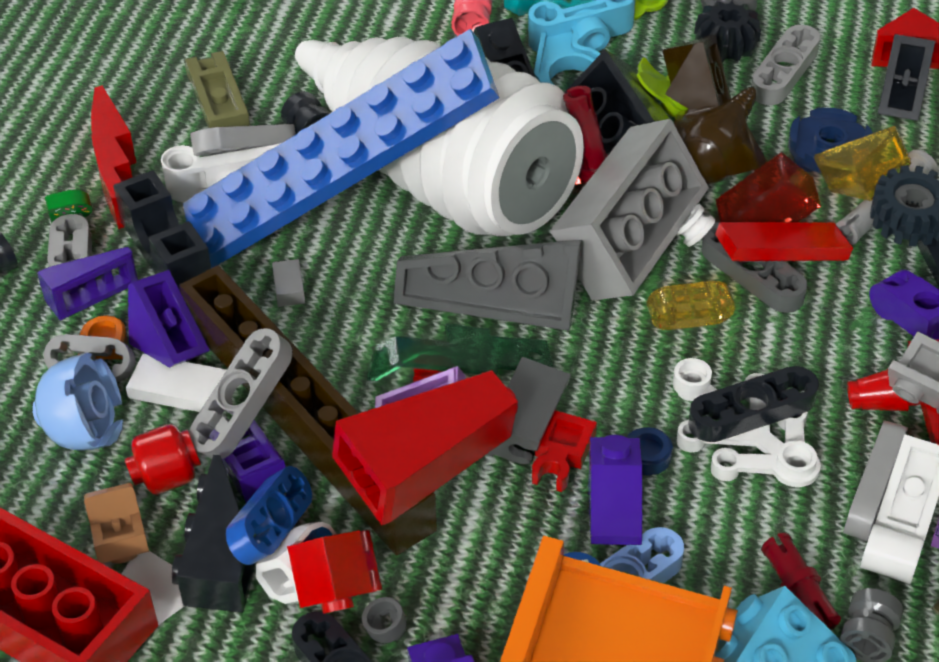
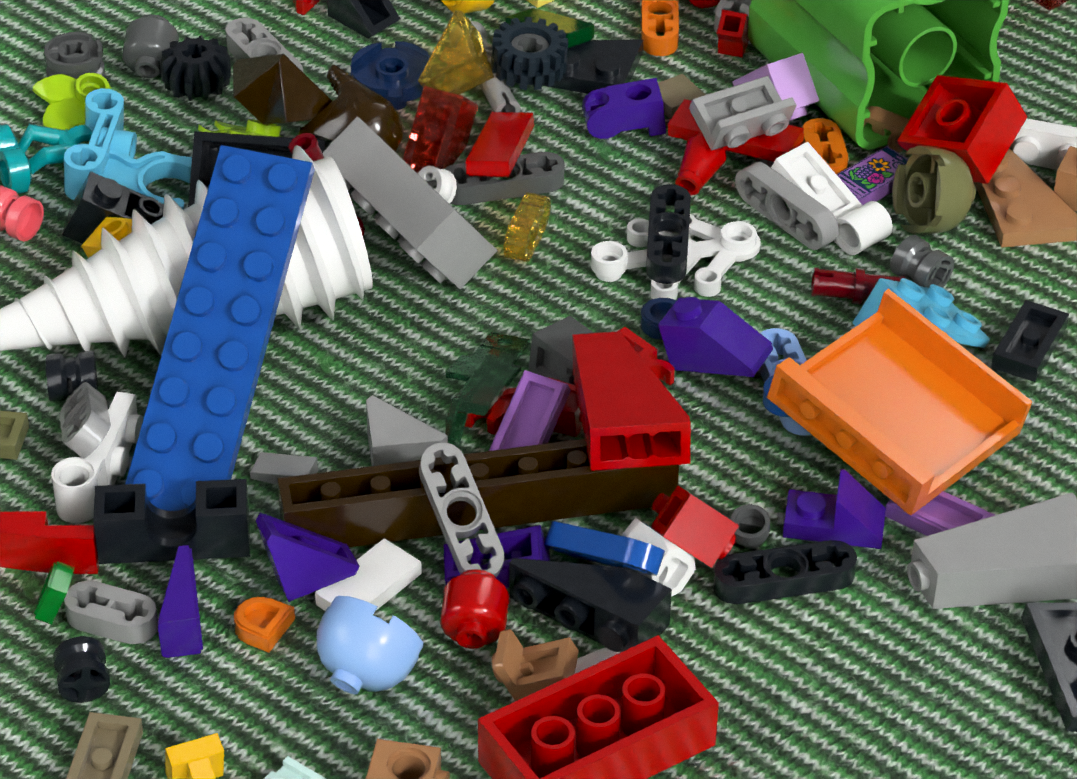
camera: 65 degrees left, 5 degrees down
(91, 344) = (287, 623): light grey beam -> none
(344, 328) = (397, 435): none -> light grey slope
(500, 283) = (421, 323): dark grey wing -> none

